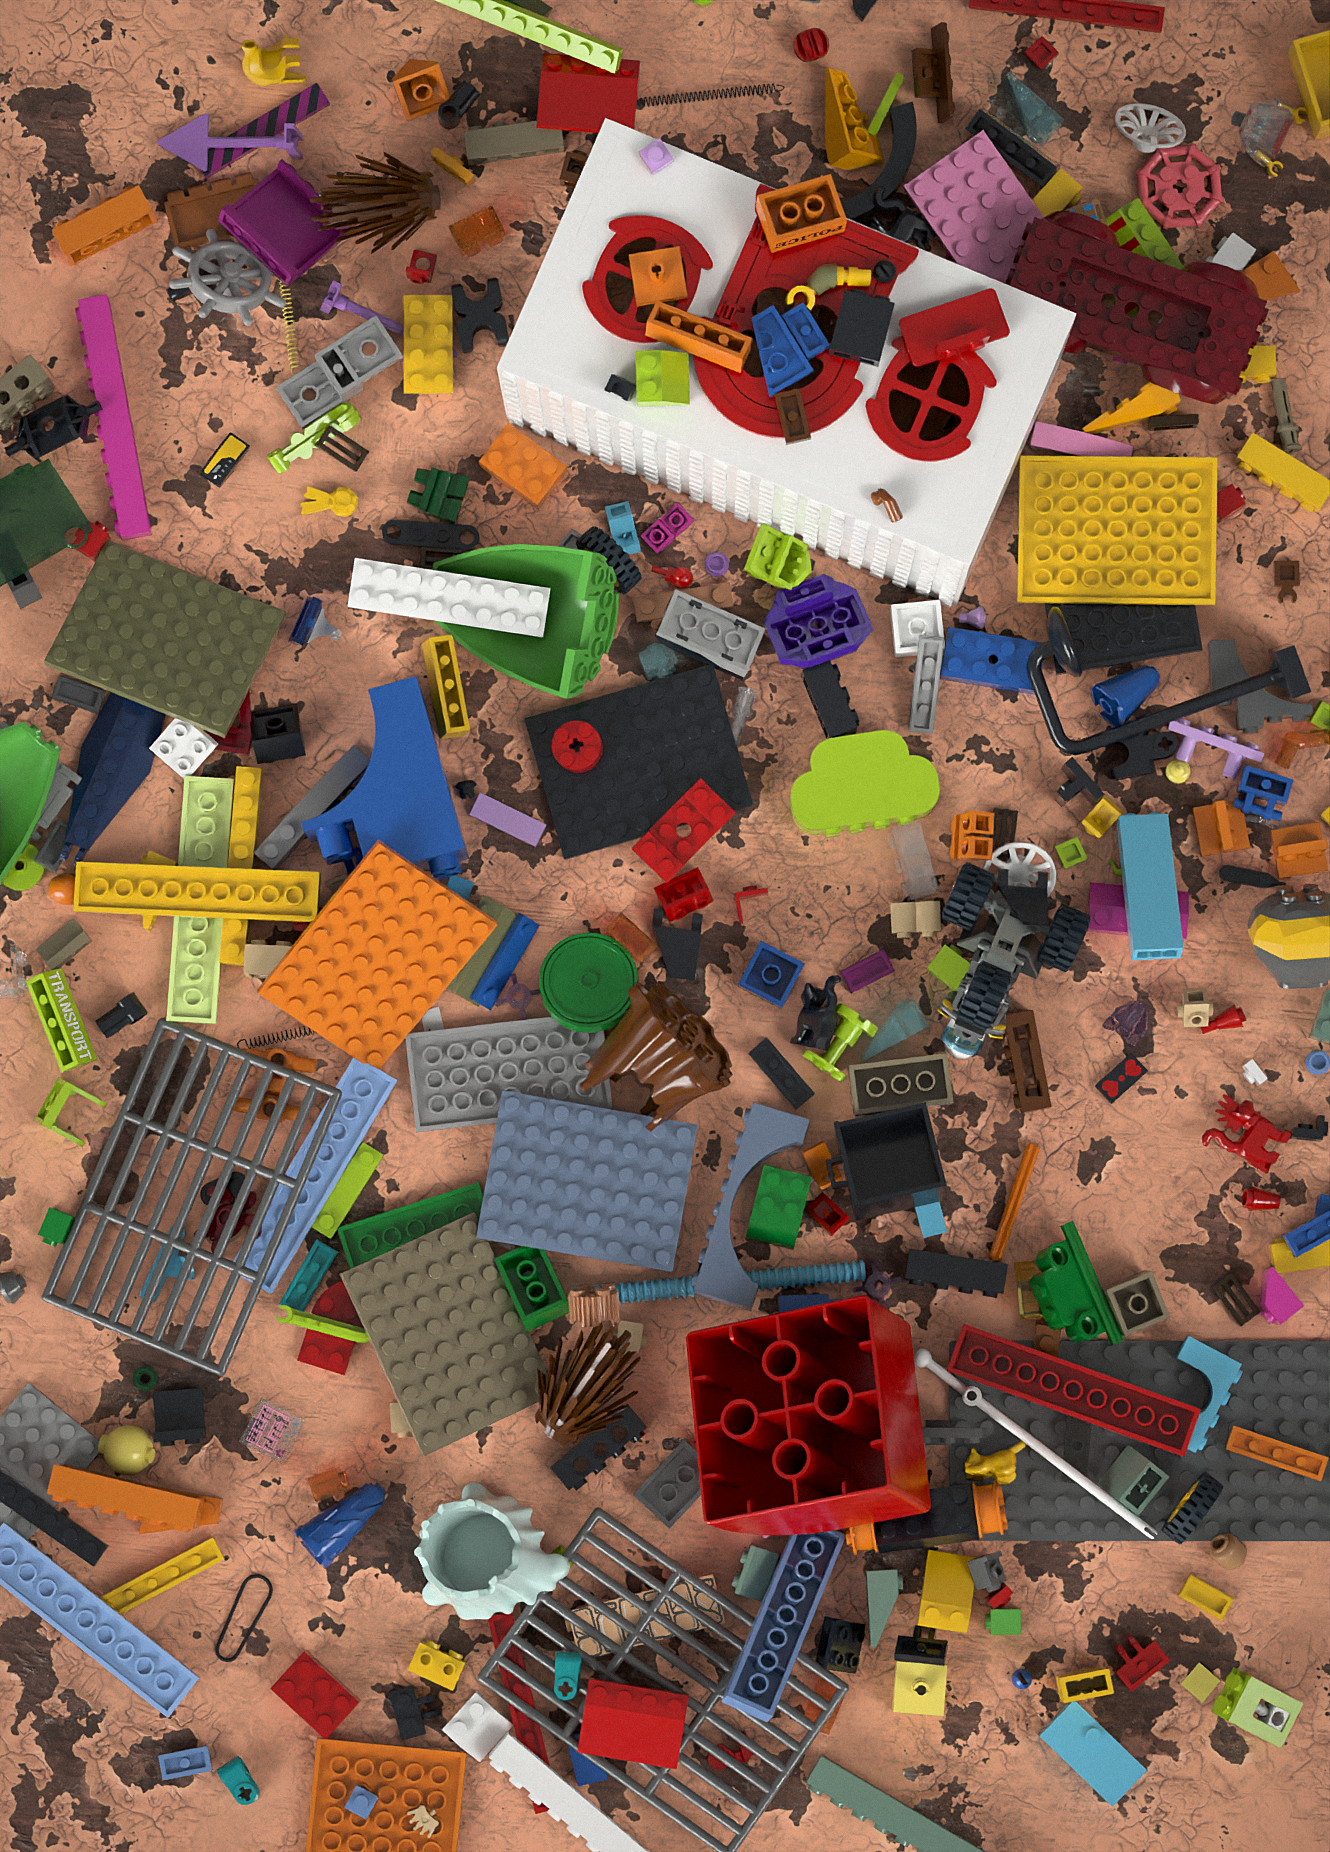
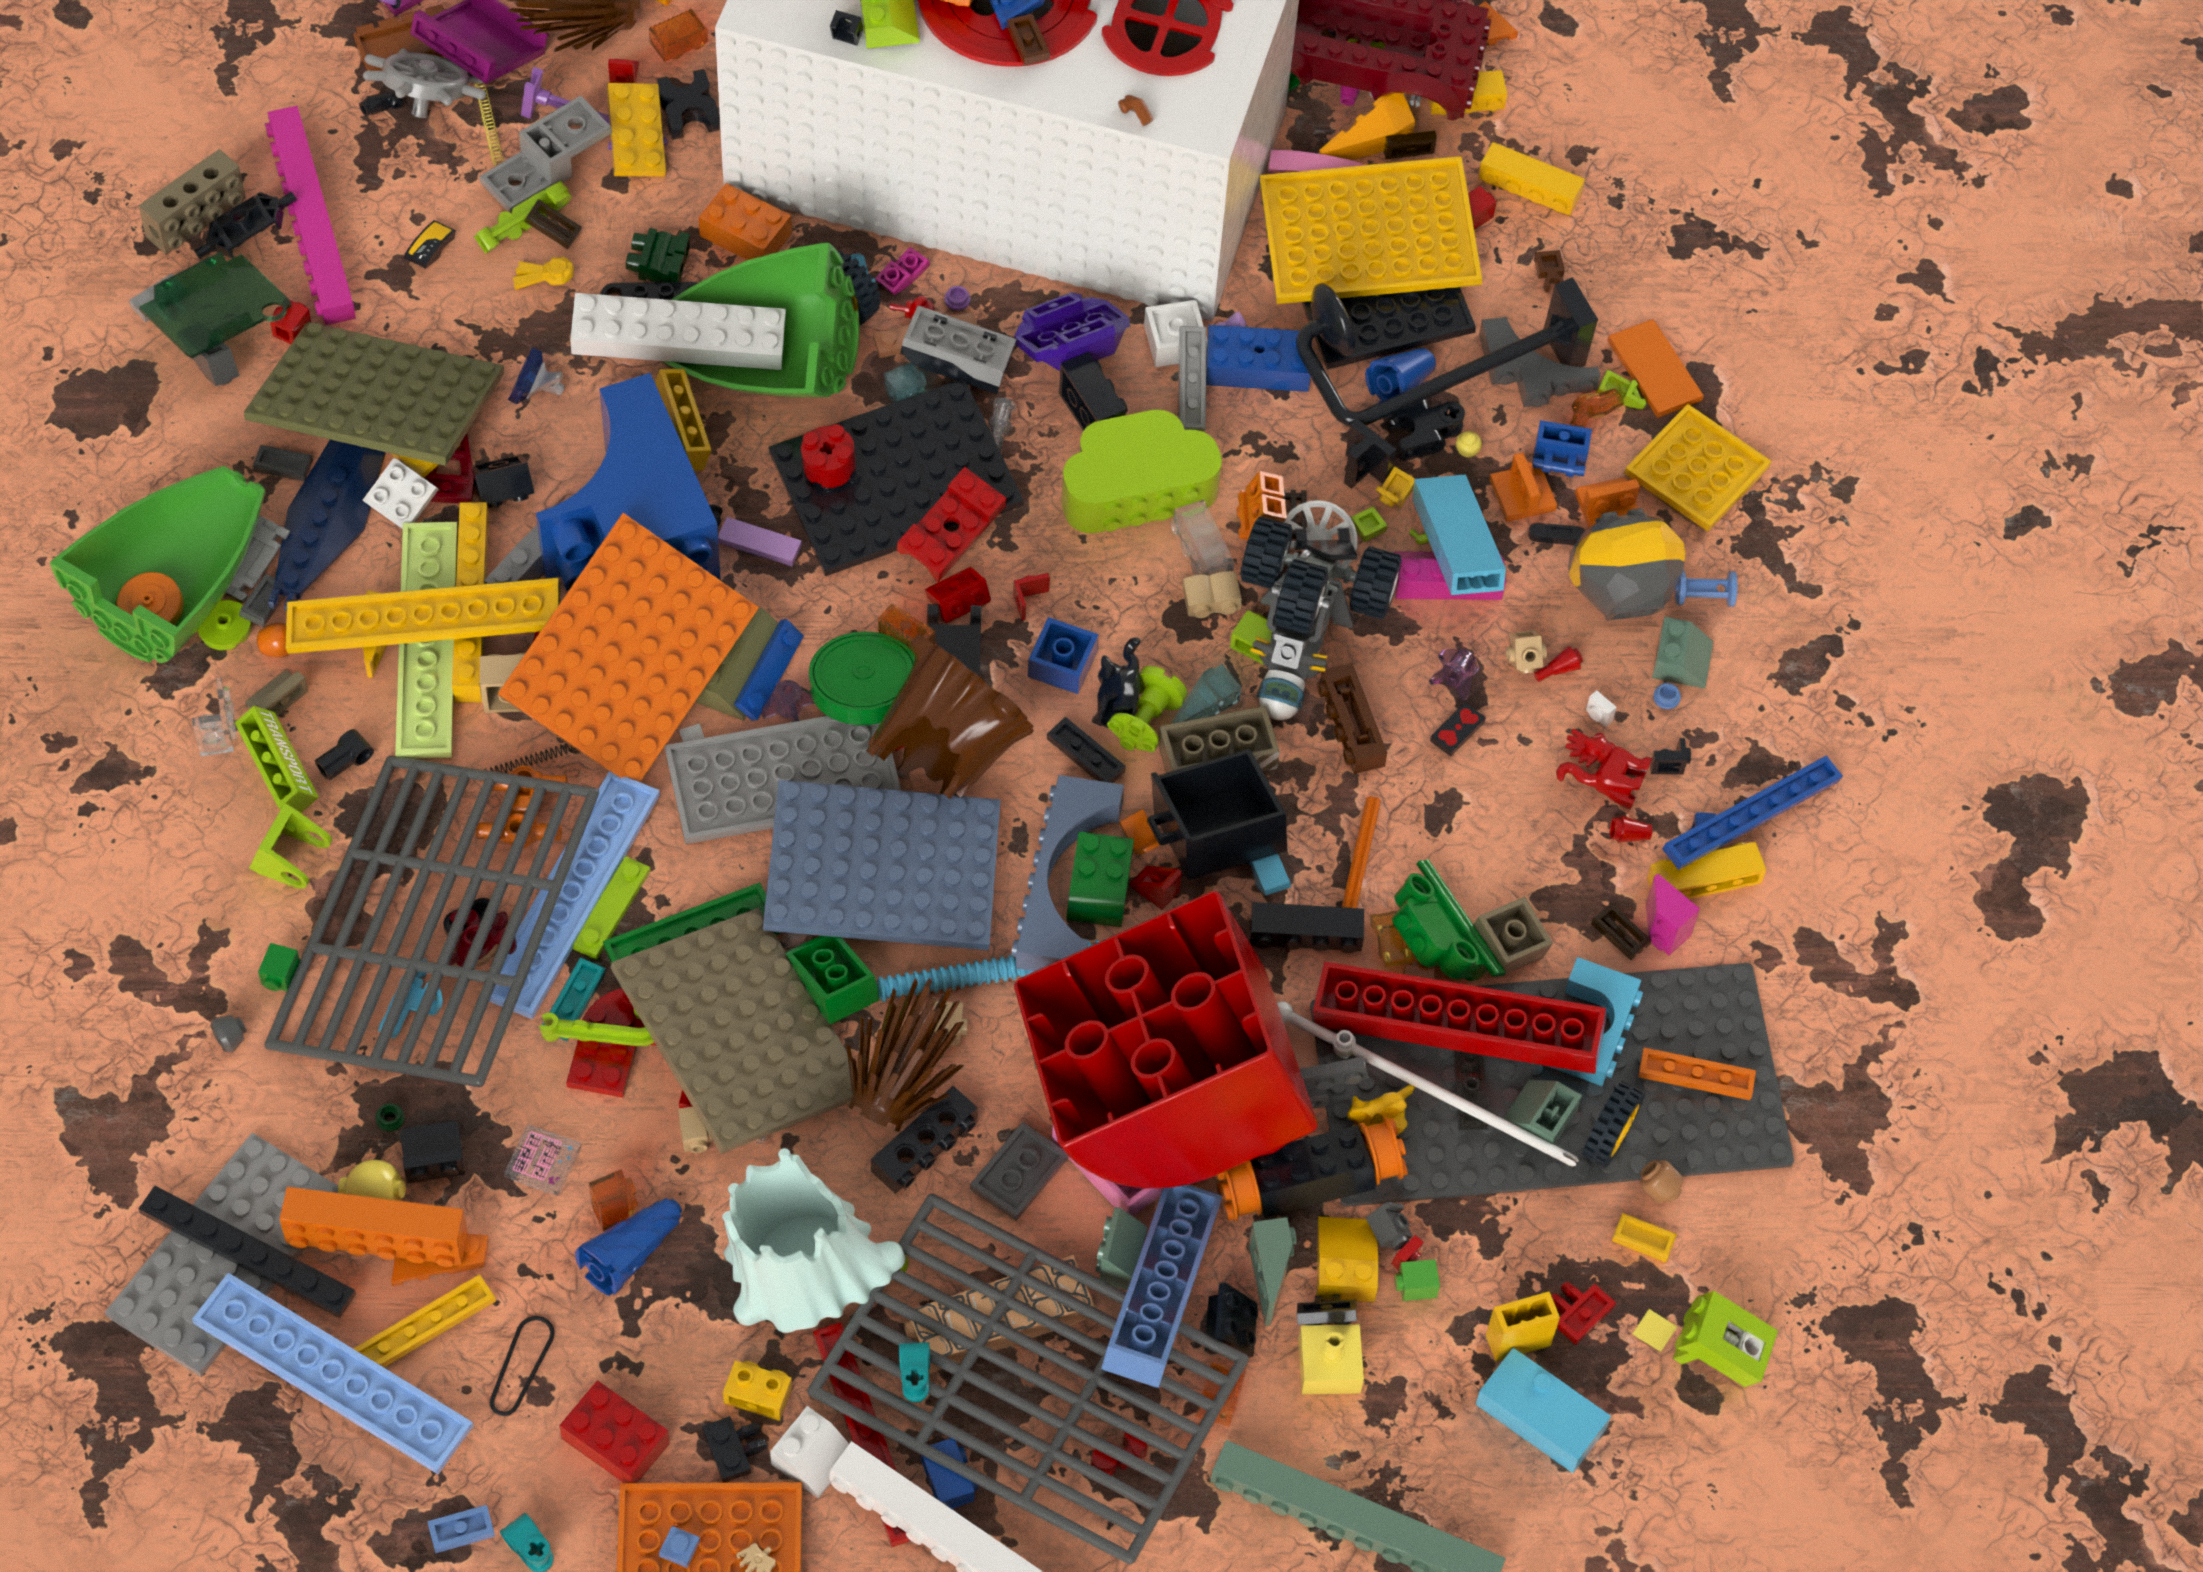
camera: 15 degrees left, 25 degrees down
(104, 225) = (292, 49): orange brick -> none
(593, 1305) = (900, 974): nougat brick -> none
(633, 1723) = (999, 1413): red slope -> none
(778, 558) = (1020, 278): lime piece -> none
(867, 971) = (1167, 650): magenta tile -> none
(1026, 1675) = (1444, 1347): blue hinge -> none
(1236, 751) = (1512, 413): lavender plate -> none
(1262, 822) = (1566, 481): clear hand -> none
(1286, 427) = (1525, 142): dark tan pin -> none

